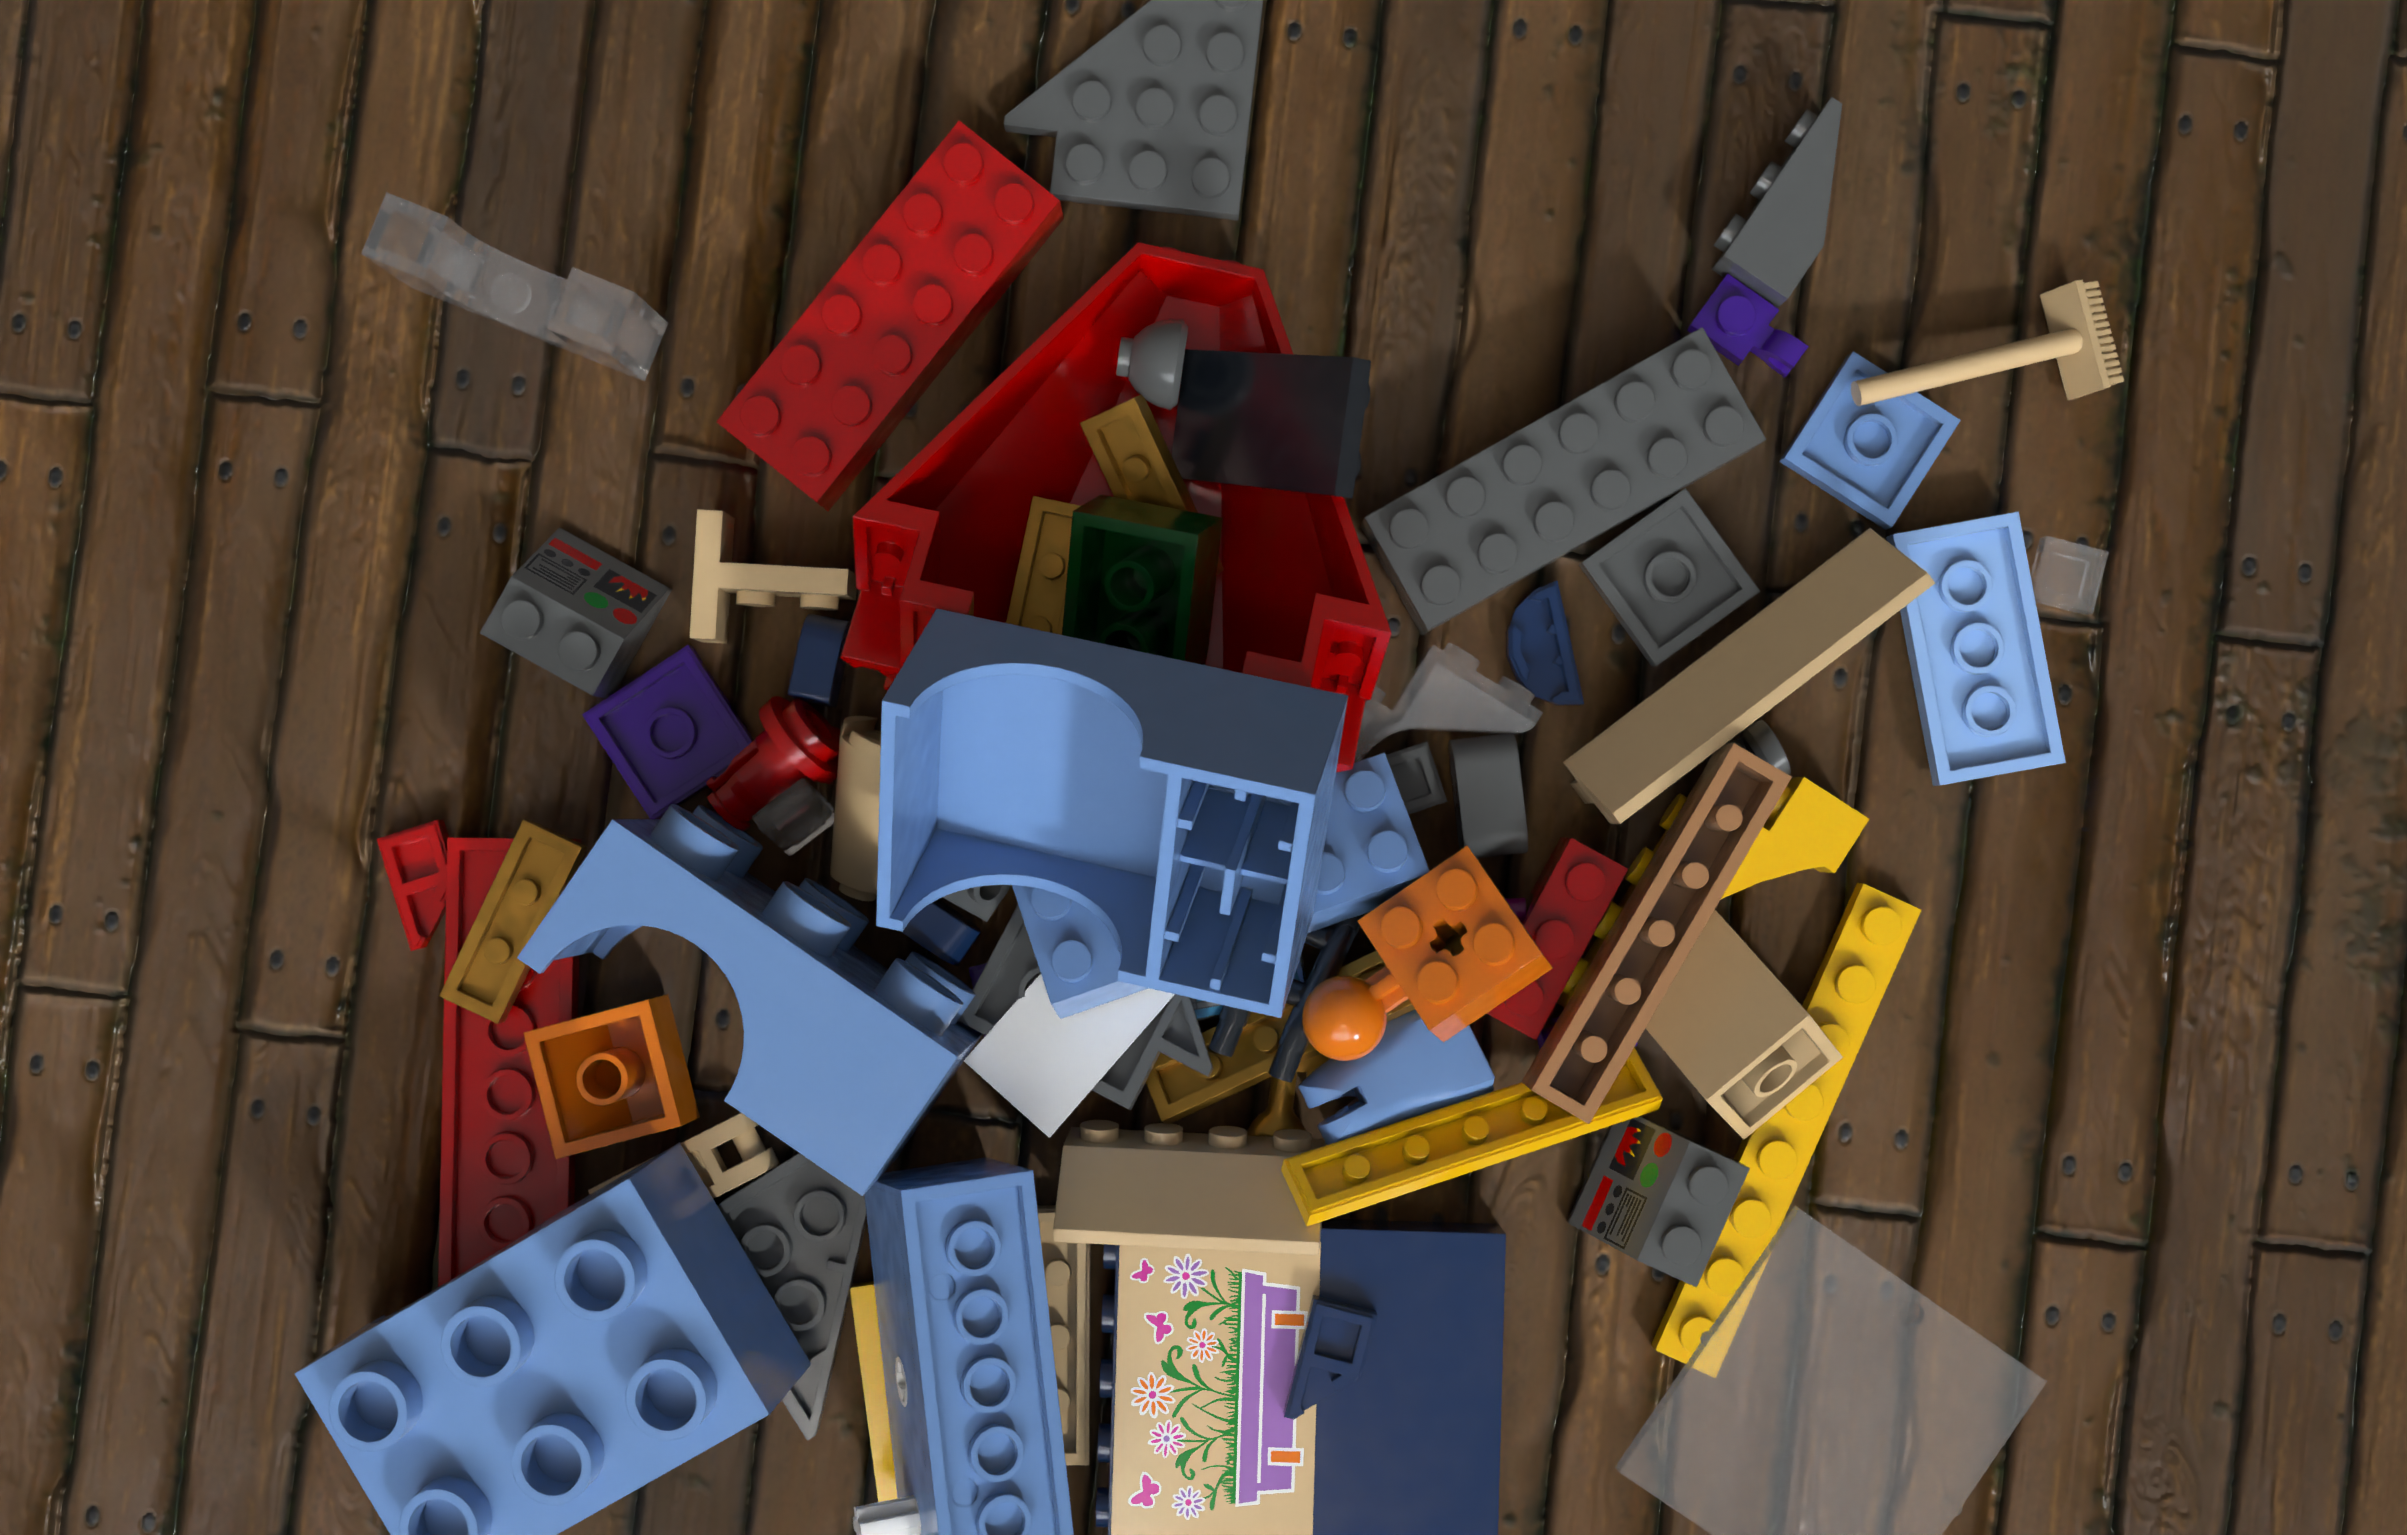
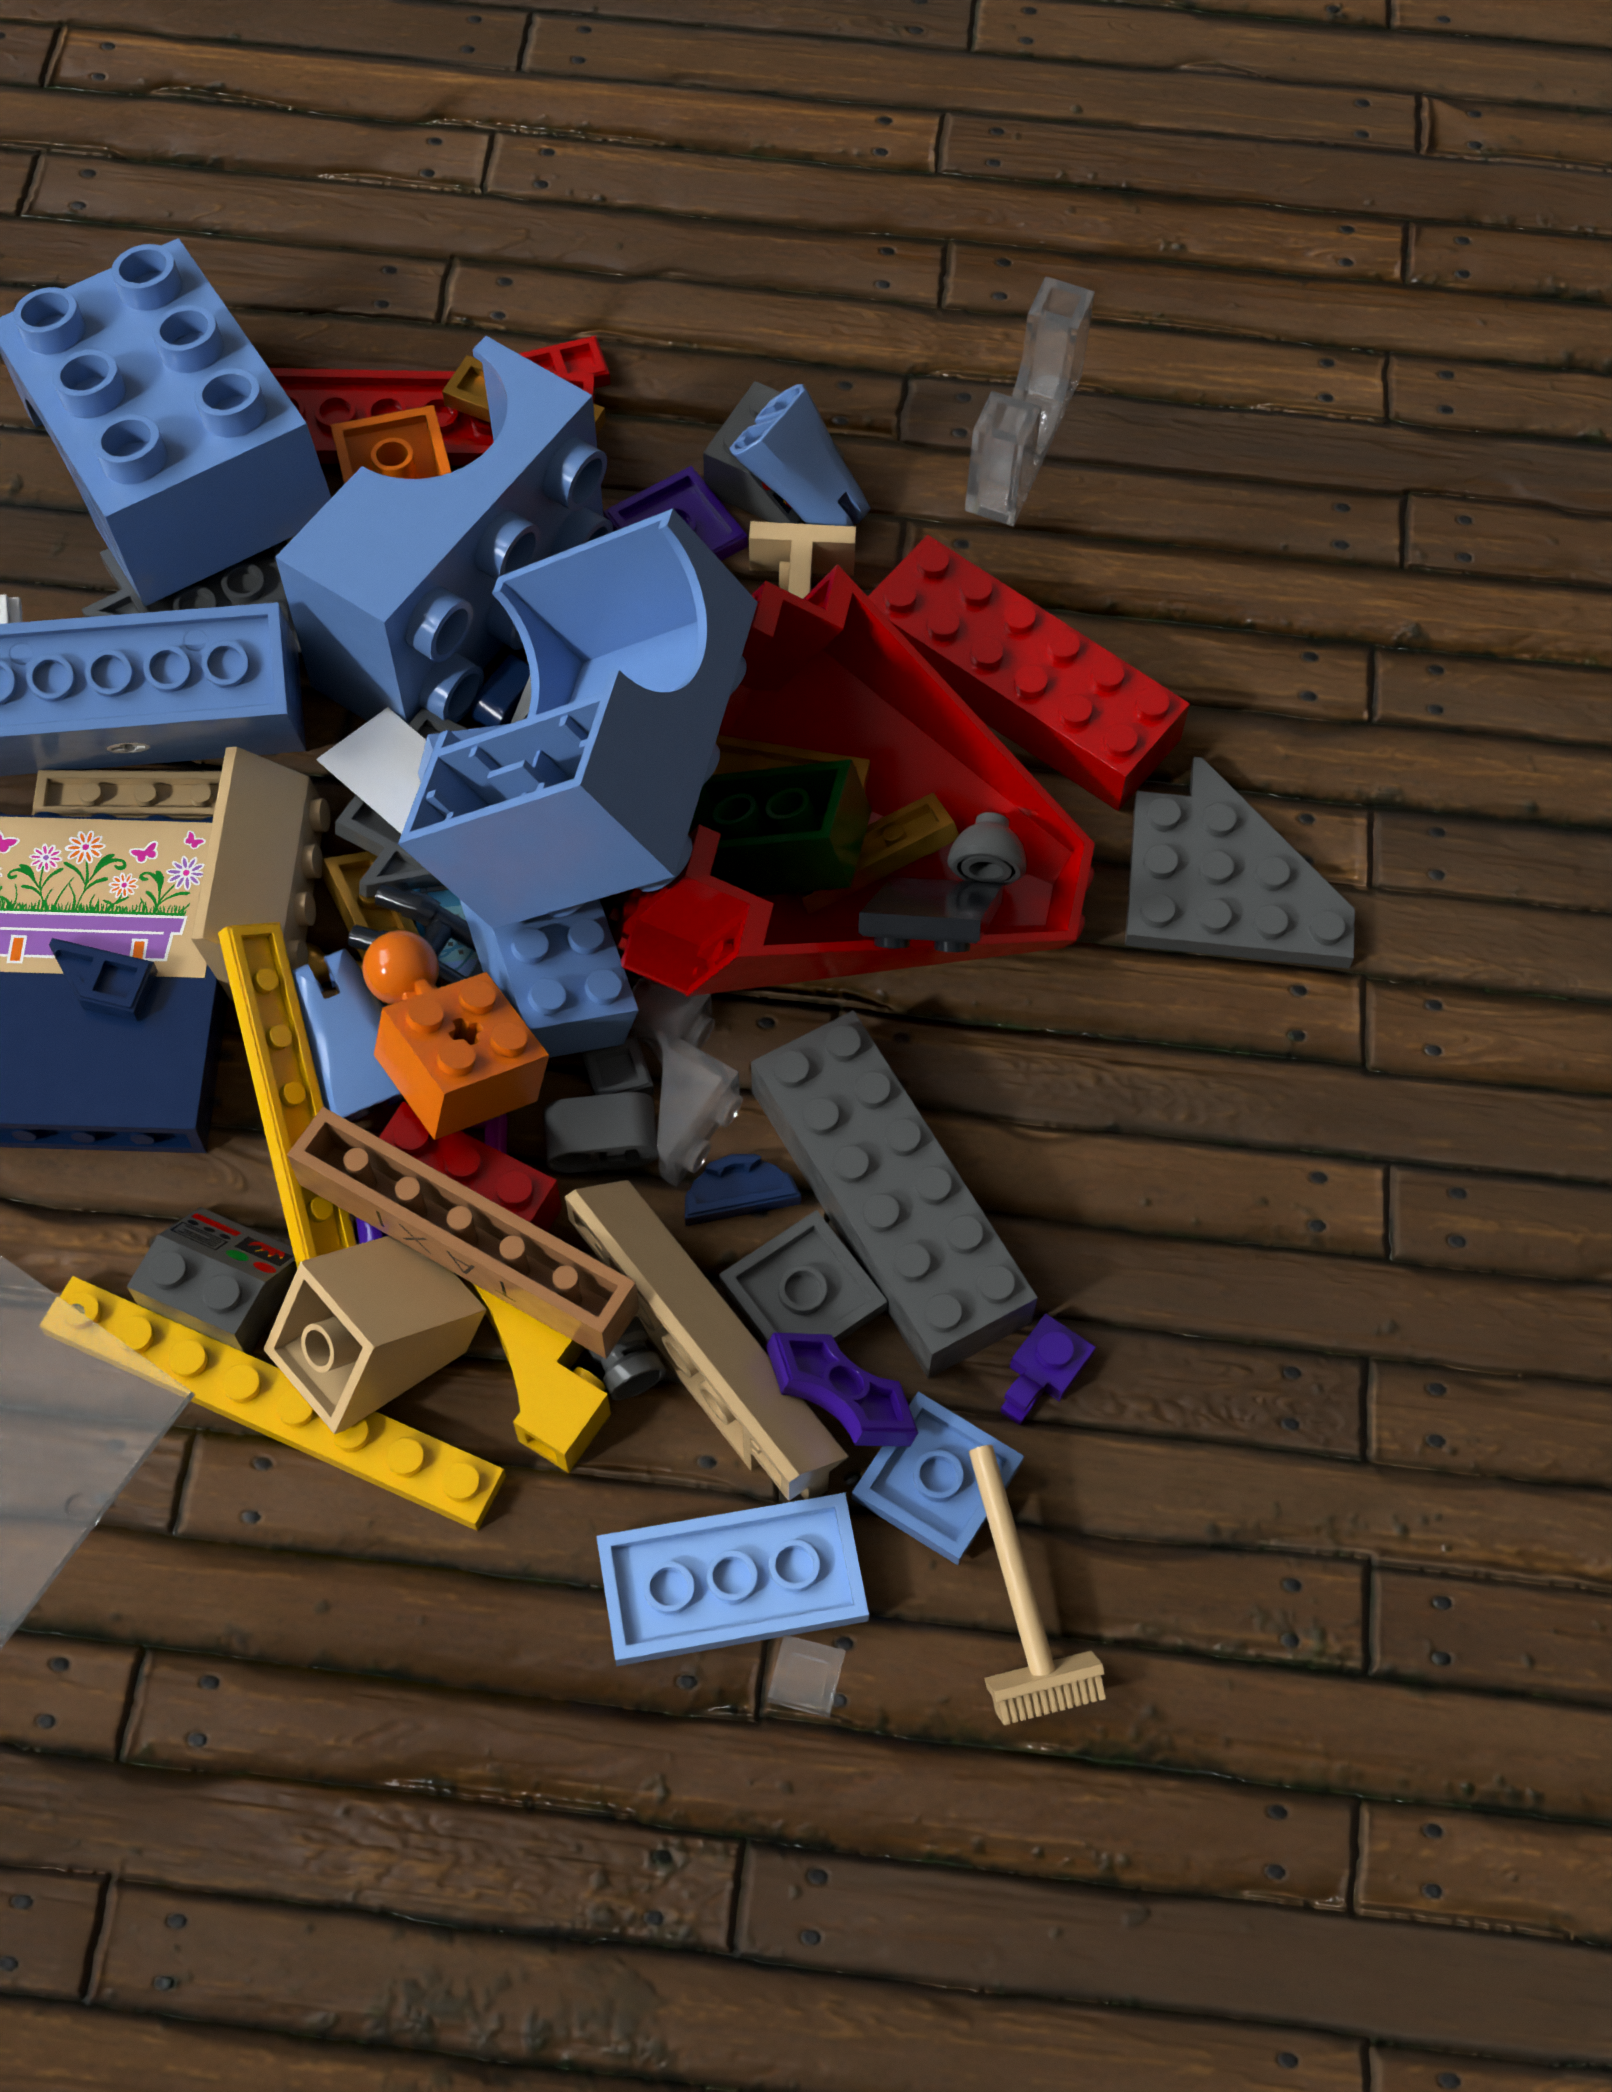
camera: 85 degrees right, 25 degrees down
(606, 577) = (800, 461): none -> medium blue piece
(1782, 558) = (866, 1405): none -> dark purple tile
(1790, 218) = (1150, 1398): dark grey slope -> none

